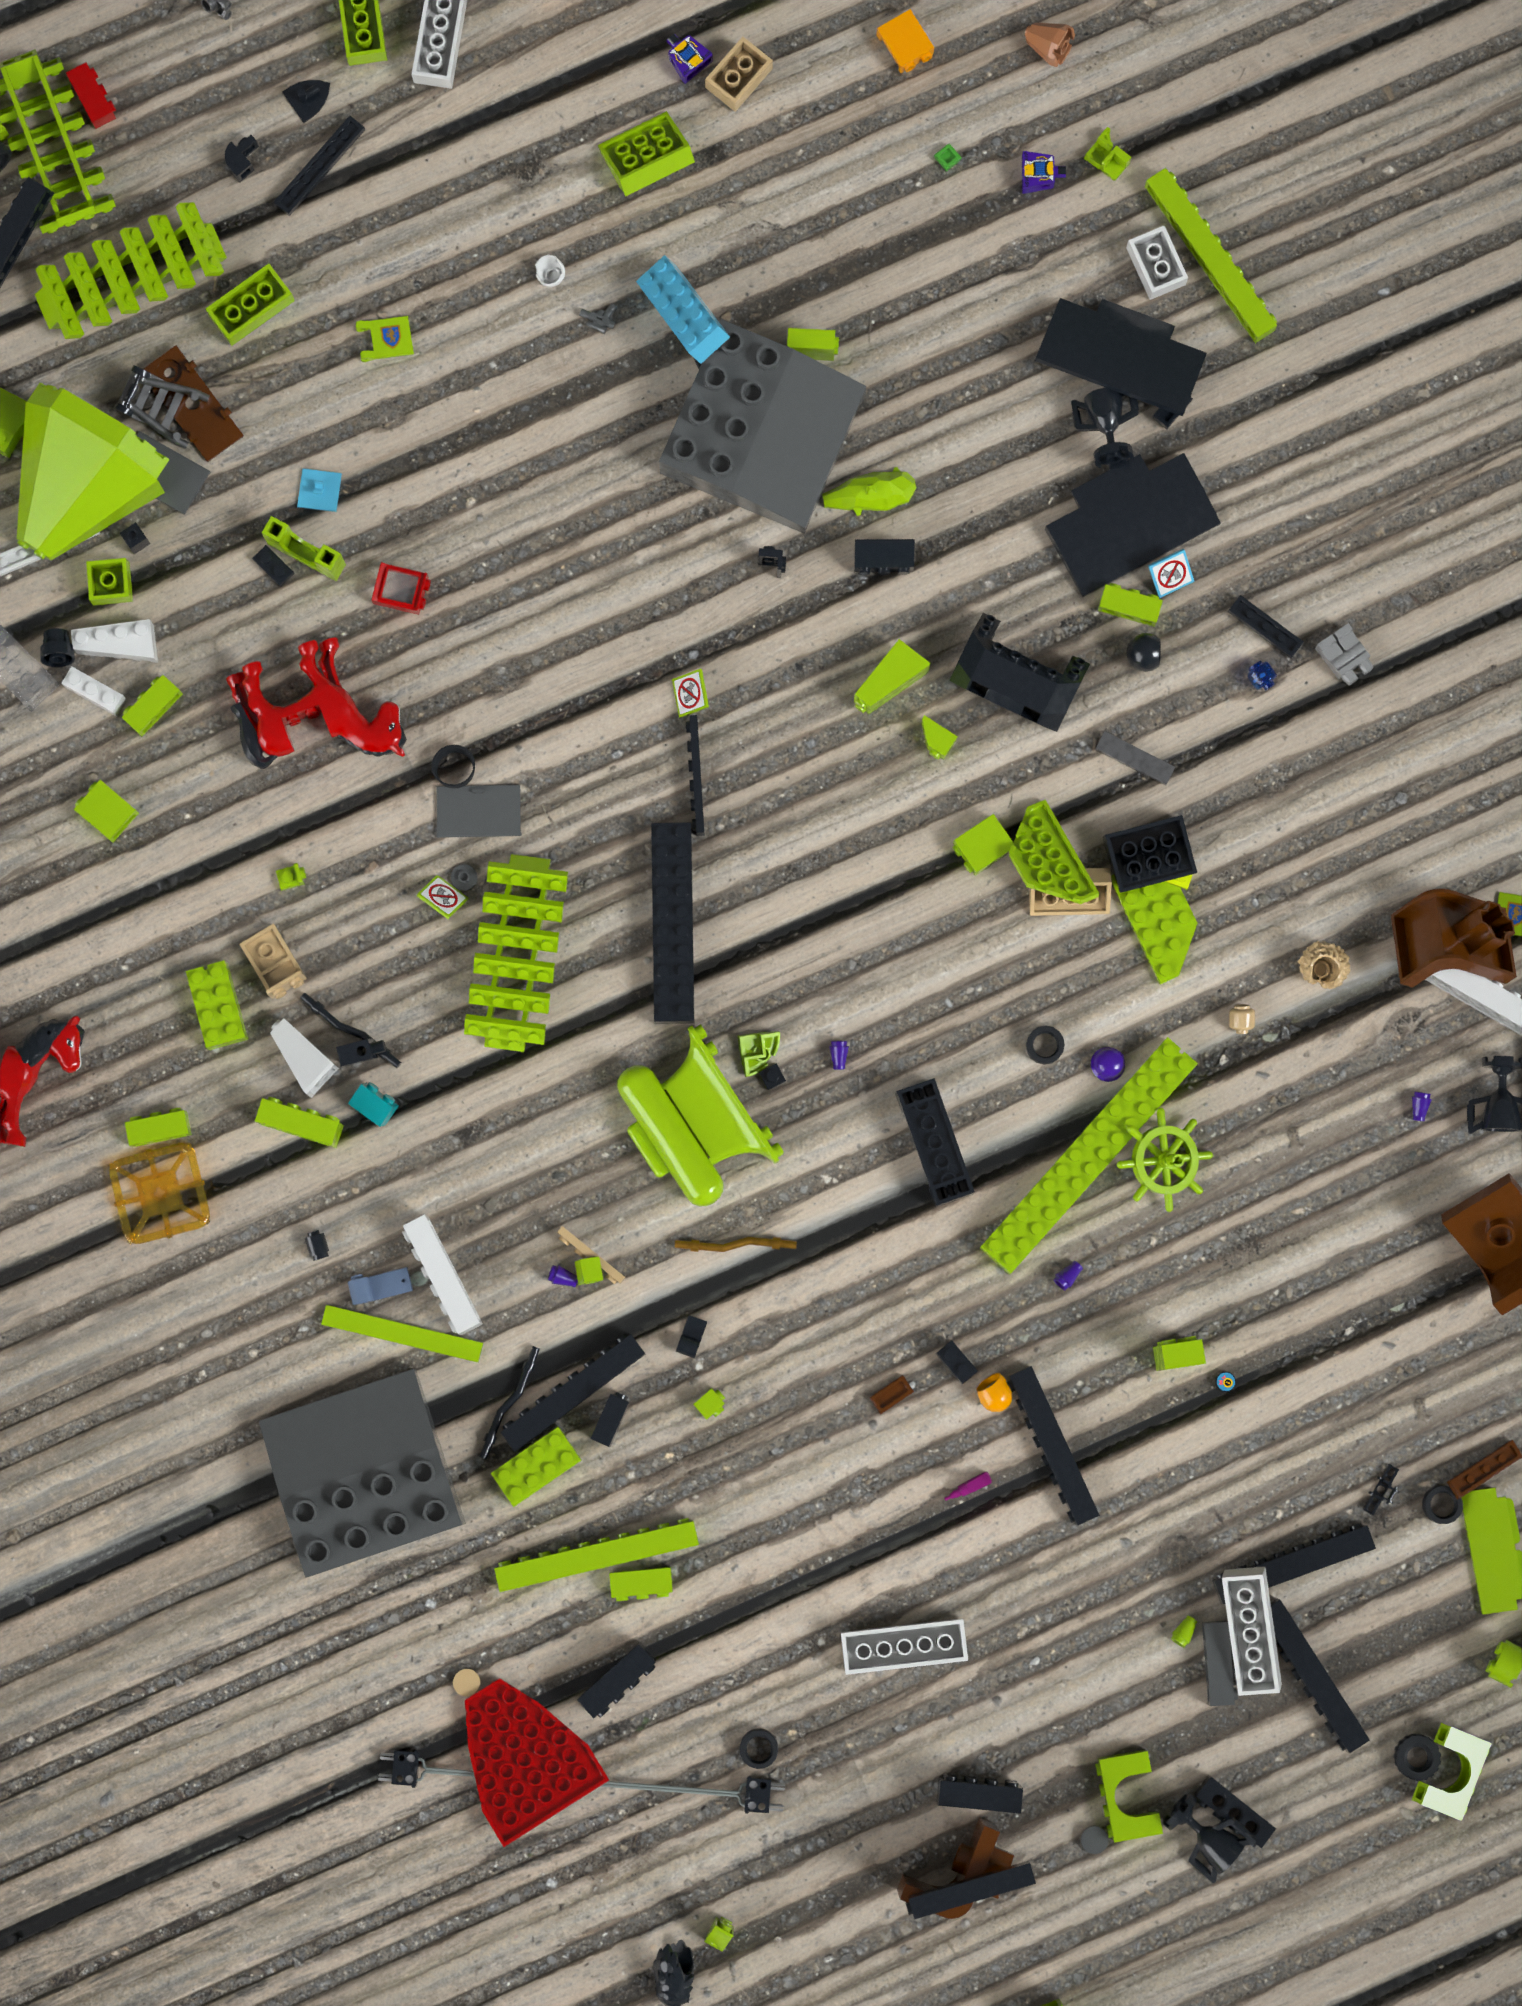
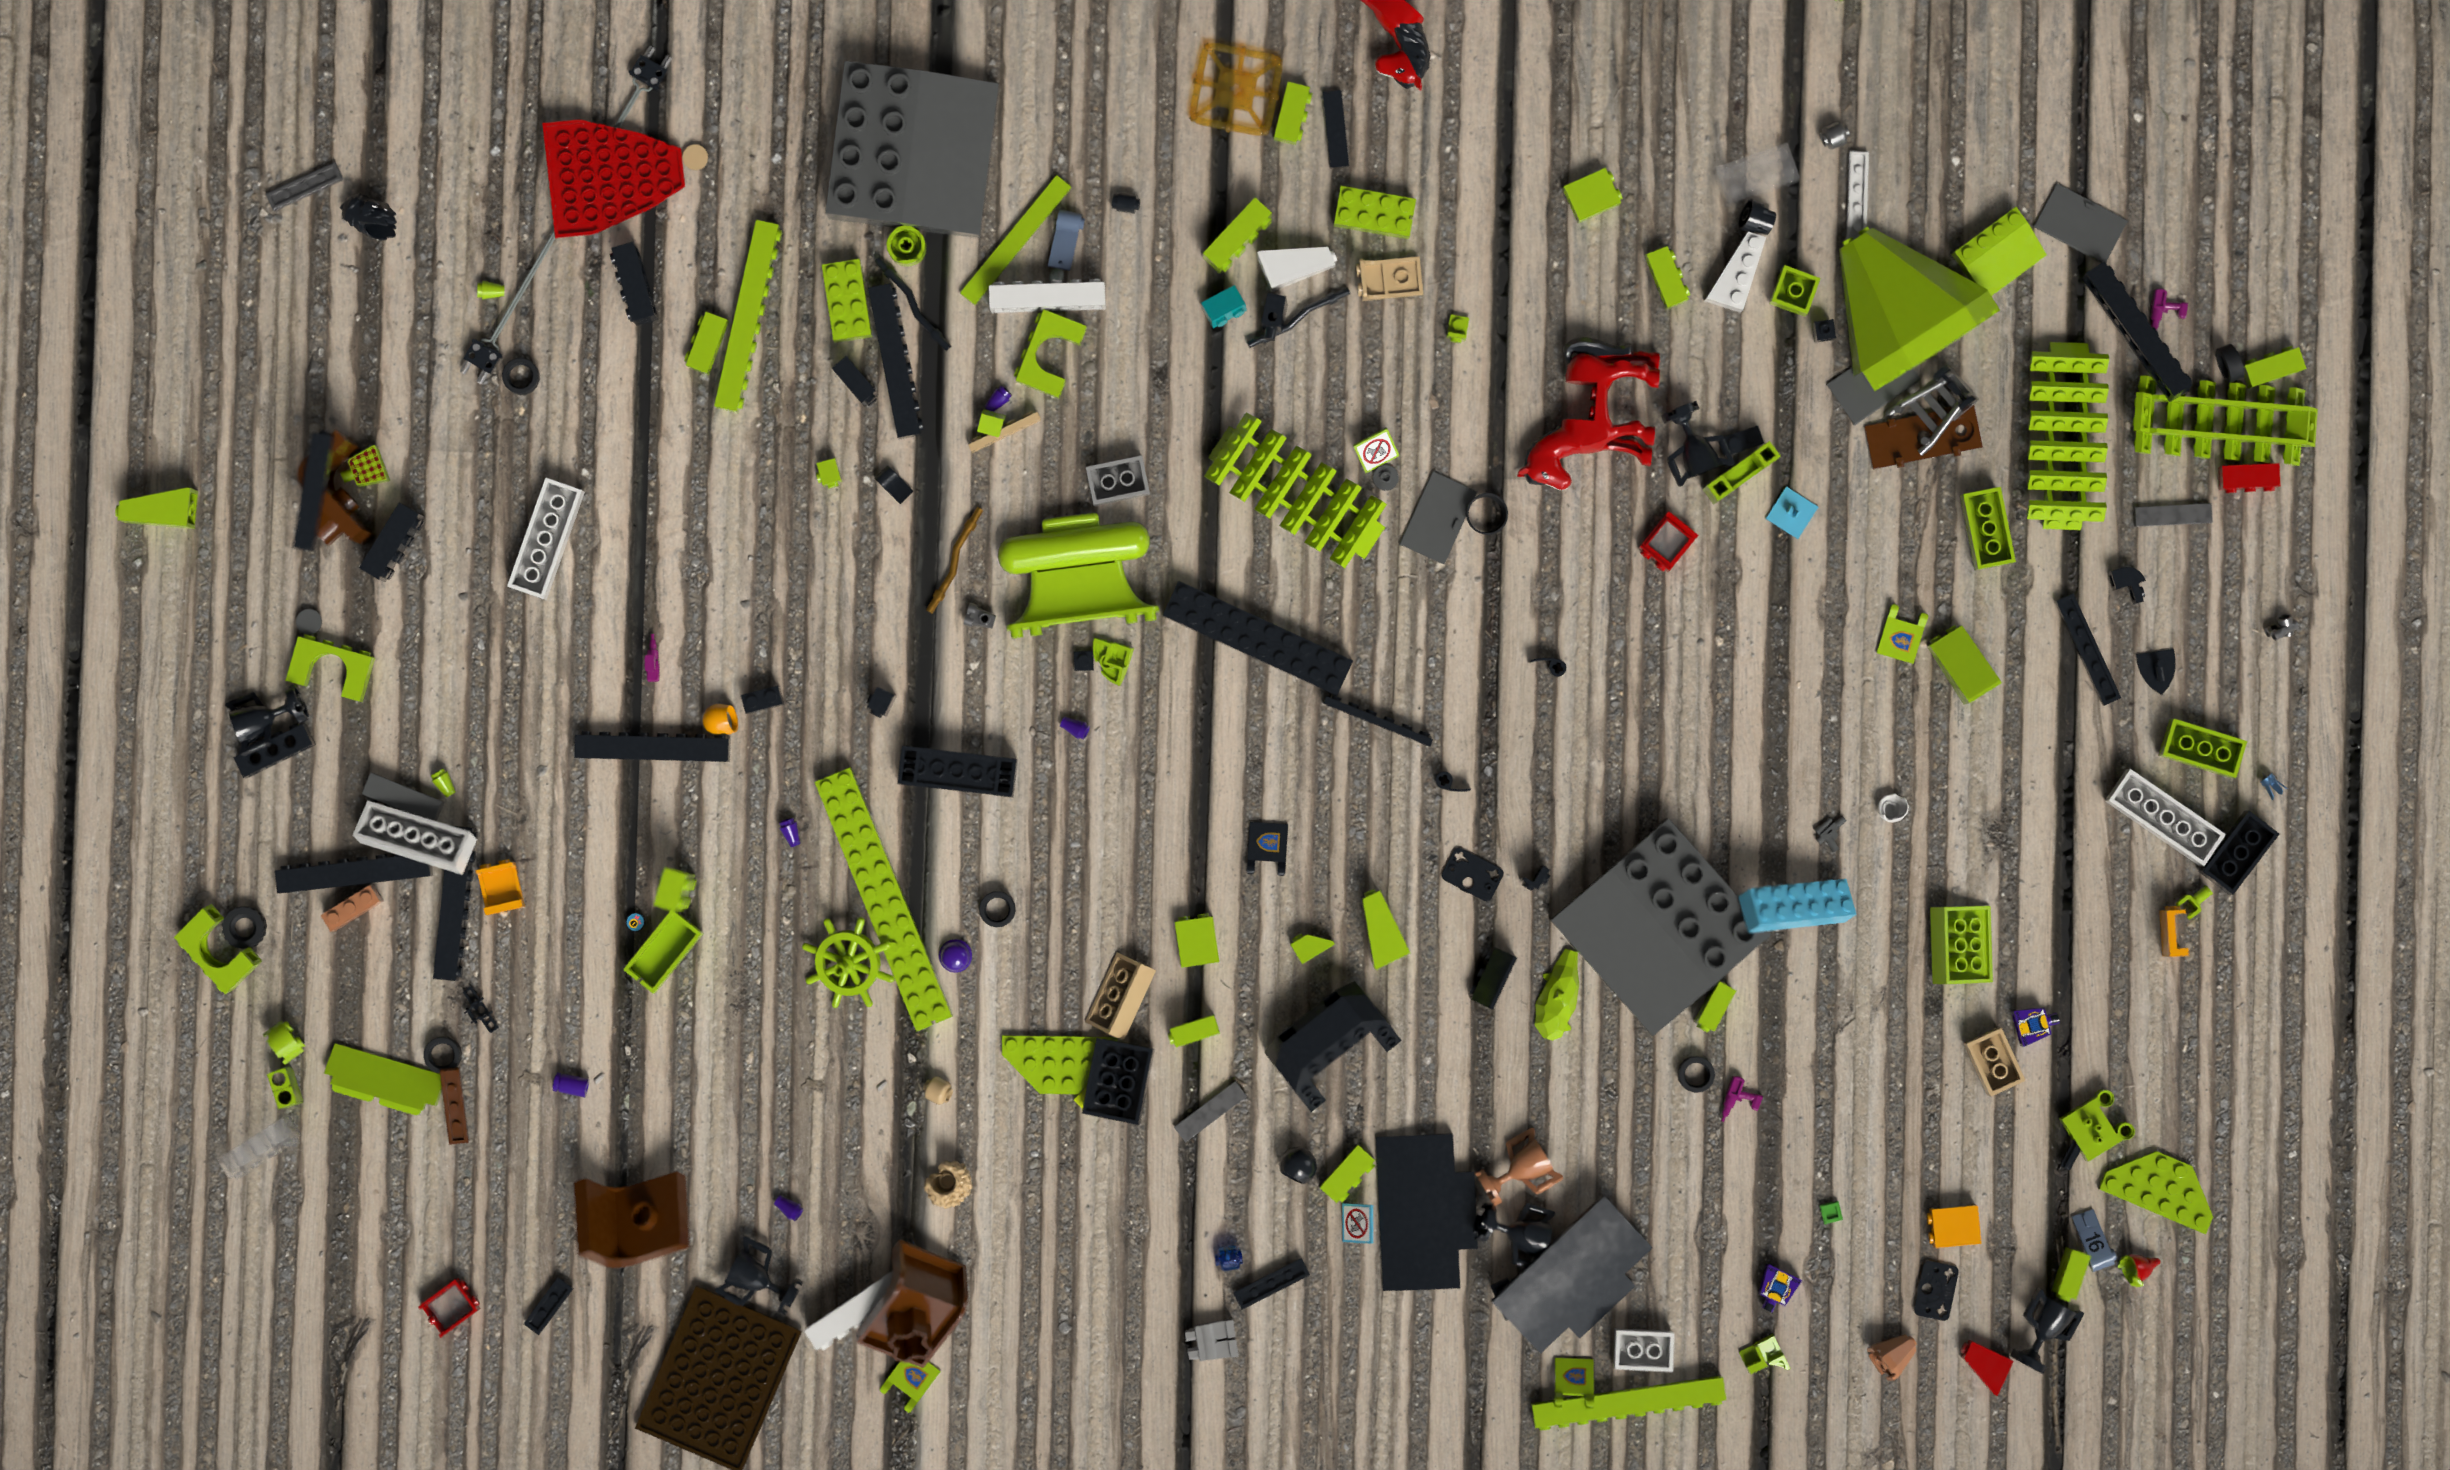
camera: 110 degrees right, 5 degrees up
(94, 691) = (1703, 233): white brick -> none
(154, 1081) = (1335, 129): none -> black tile
(158, 147) = (2173, 515): none -> flat silver tile
(304, 599) = (1696, 451): none -> black piece
(387, 267) = (1963, 664): none -> lime slope
(446, 1430) = (914, 253): none -> lime brick
(522, 1258) = (1049, 326): none -> lime arch
(567, 641) = (1552, 662): none -> black panel
(586, 1124) = (1117, 480): none -> light grey brick
(690, 693) = (1453, 750): piece -> none
(690, 1821) = (489, 290): none -> lime cone
(720, 1933) = (384, 271): lime slope -> none
(723, 682) = (1447, 786): none -> black panel
(779, 1199) = (974, 617): none -> flat silver plate
(791, 623) = (1474, 869): none -> black axle
(860, 823) = (1267, 844): none -> black flag
(881, 292) = (1735, 1093): none -> magenta piece
(881, 319) = (1710, 1071): none -> black tyre
(891, 1394) = (762, 631): reddish brown tile -> none
(905, 1247) = (880, 702): none -> black brick
(920, 1856) = (366, 468): none -> lime torso
(972, 27) = (1940, 1292): none -> black axle
(1040, 444) = (1526, 1165): none -> nougat piece
(1048, 859) = (1156, 989): lime plate -> none
(1069, 806) = (1193, 1031): none -> lime brick
(1214, 311) = (1574, 1378): none -> lime flag
(1241, 1339) = (663, 951): none -> lime piece
(1257, 1527) = (500, 887): none -> light orange panel
(1347, 1660) = (352, 908): none -> nougat brick
(1409, 1367) = (570, 1084): none -> dark purple piece

